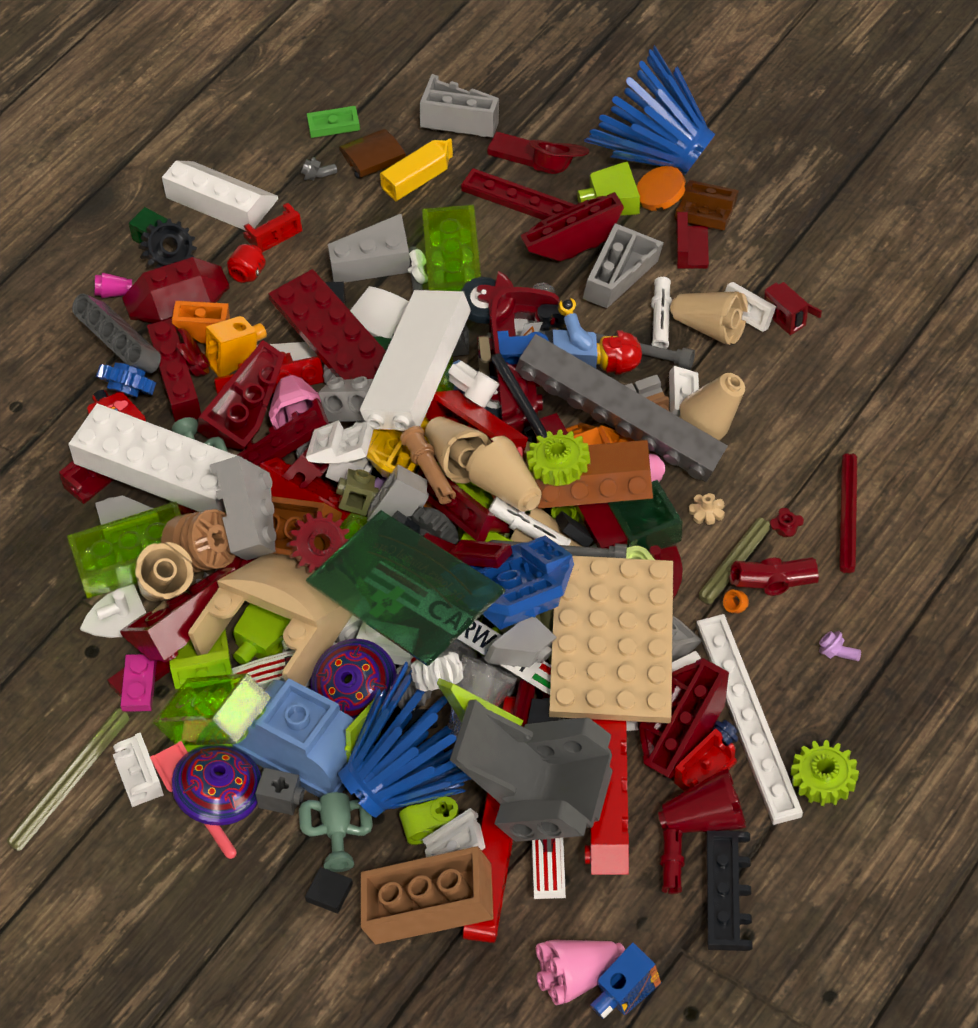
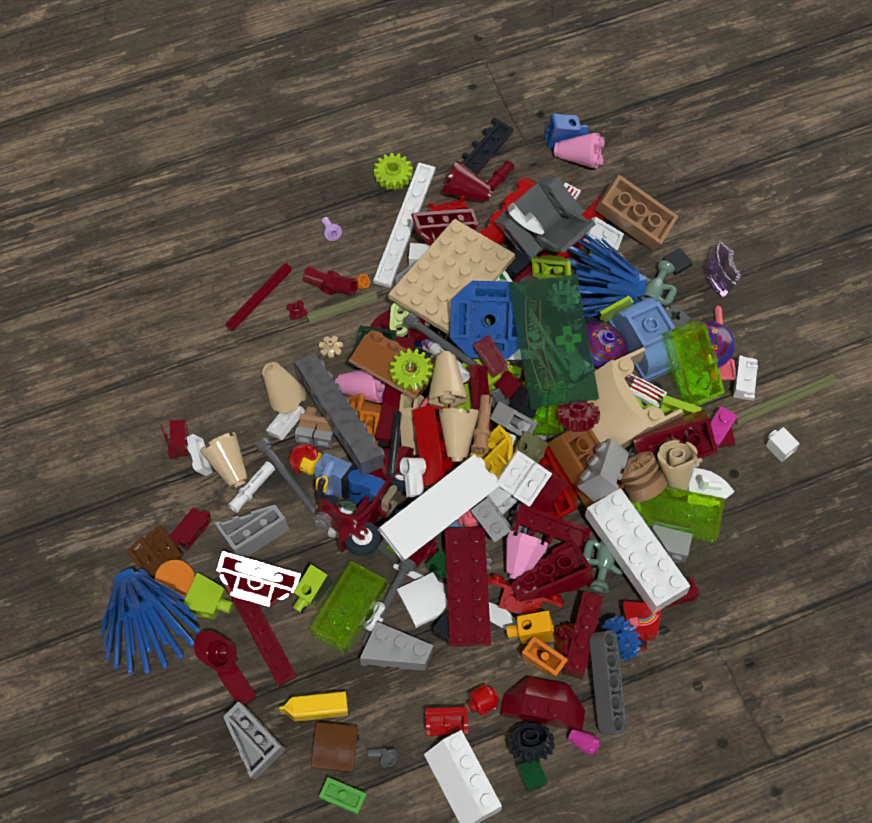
camera: 150 degrees left, 10 degrees up
(43, 709) = (782, 444): none -> white brick
(255, 897) = (721, 269): none -> clear purple brick
(507, 245) = (314, 581): none -> lime torso
(565, 749) = (528, 221): none -> white slope

